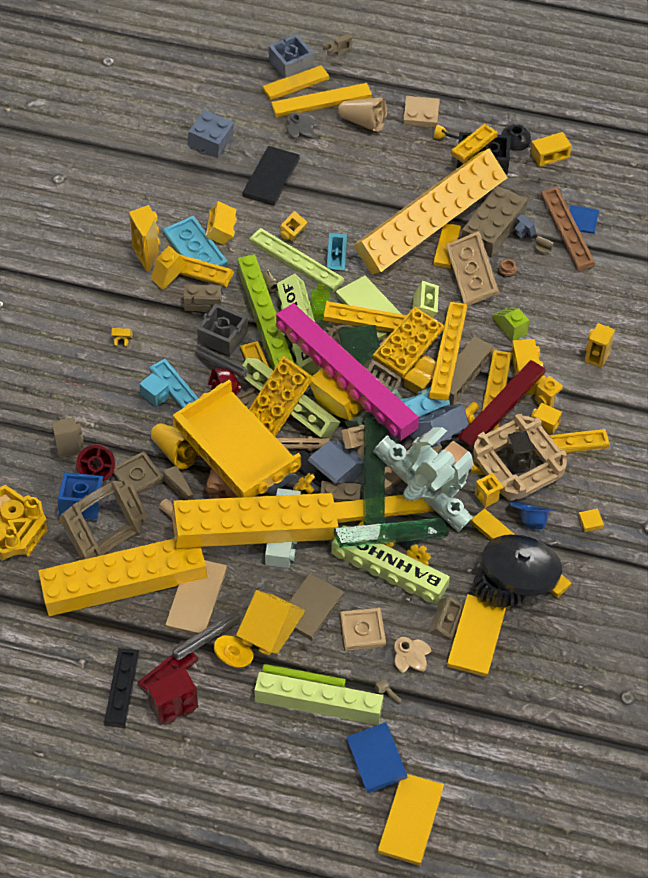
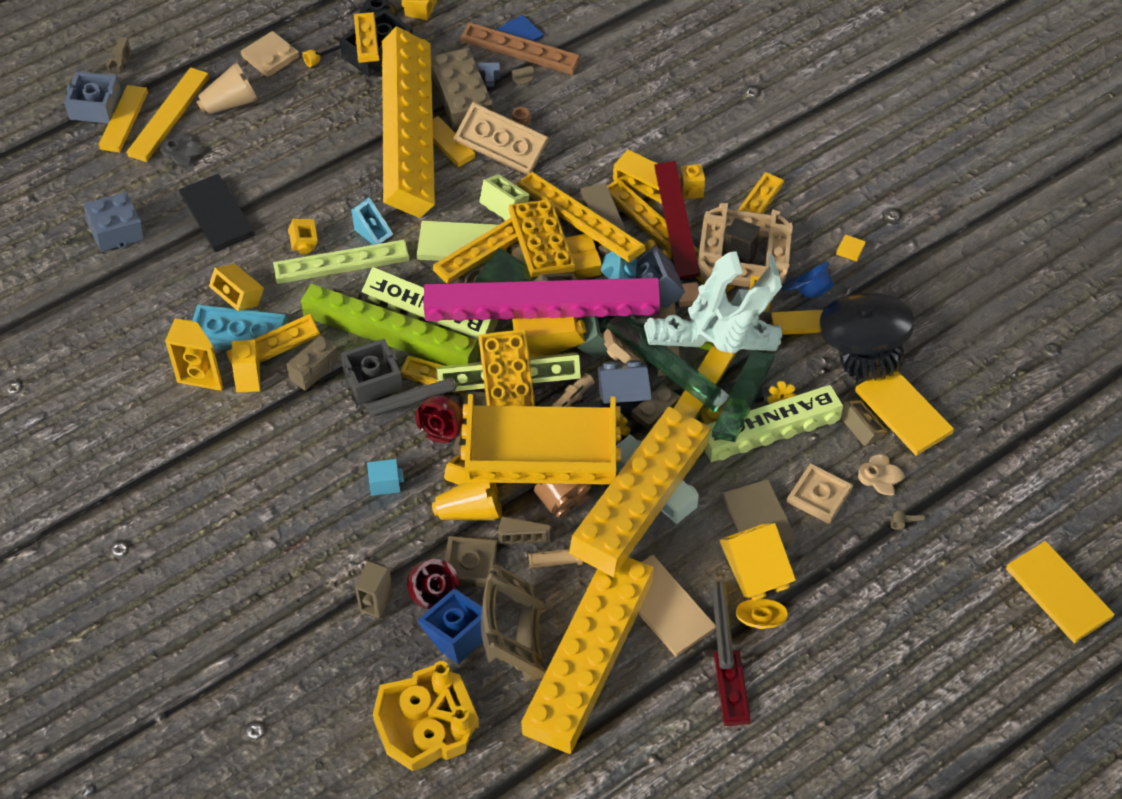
camera: 50 degrees left, 0 degrees up
(120, 333) = (284, 460): yellow tile -> none
(121, 688) = (717, 742): black tile -> none
(172, 696) = (779, 698): dark red brick -> none
(177, 387) = (408, 458): medium azure tile -> none
(304, 675) = (832, 575): lime bar -> none
(318, 301) = (410, 272): clear neon green plate -> none
(318, 698) = (873, 578): yellowish green brick -> none
(377, 757) = (975, 574): blue tile -> none
(512, 322) = (585, 154): lime slope -> none
(549, 416) = (713, 197): yellow brick -> none
(599, 345) = (679, 111): yellow brick -> none

